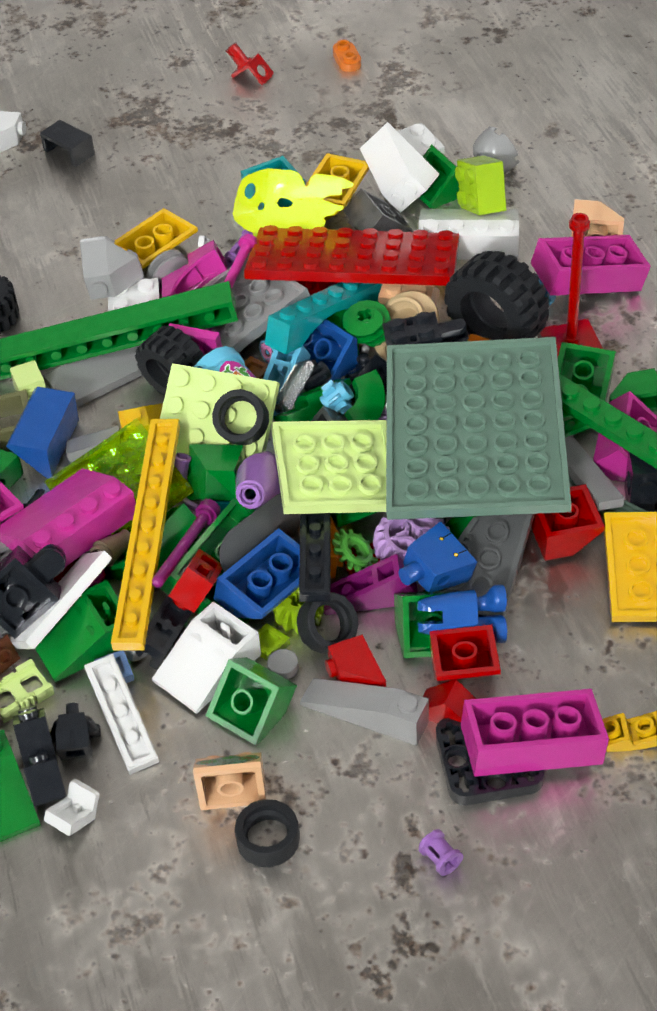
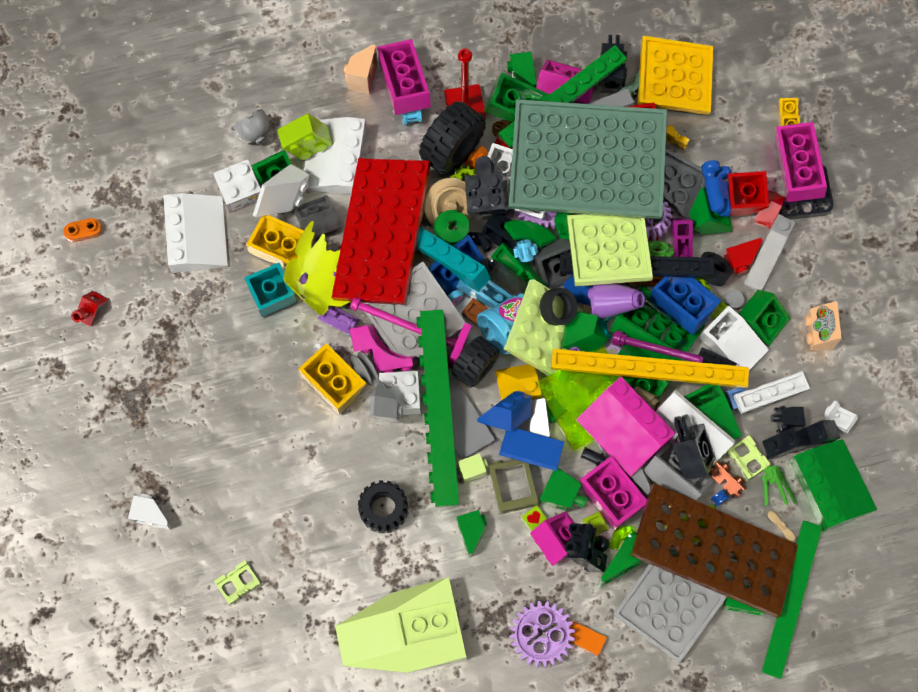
camera: 90 degrees left, 25 degrees up
(70, 138) = (174, 455): black panel -> none
(93, 394) = (509, 412): none -> blue slope
(195, 581) = (690, 338): red slope -> none
(267, 855) = (865, 301): black tyre -> none
(343, 123) = (195, 232): none -> white slope
(437, 561) = (682, 198): blue torso -> none
(440, 852) = (868, 220): medium lavender bush -> none
(561, 567) = (674, 138): none -> yellow plate

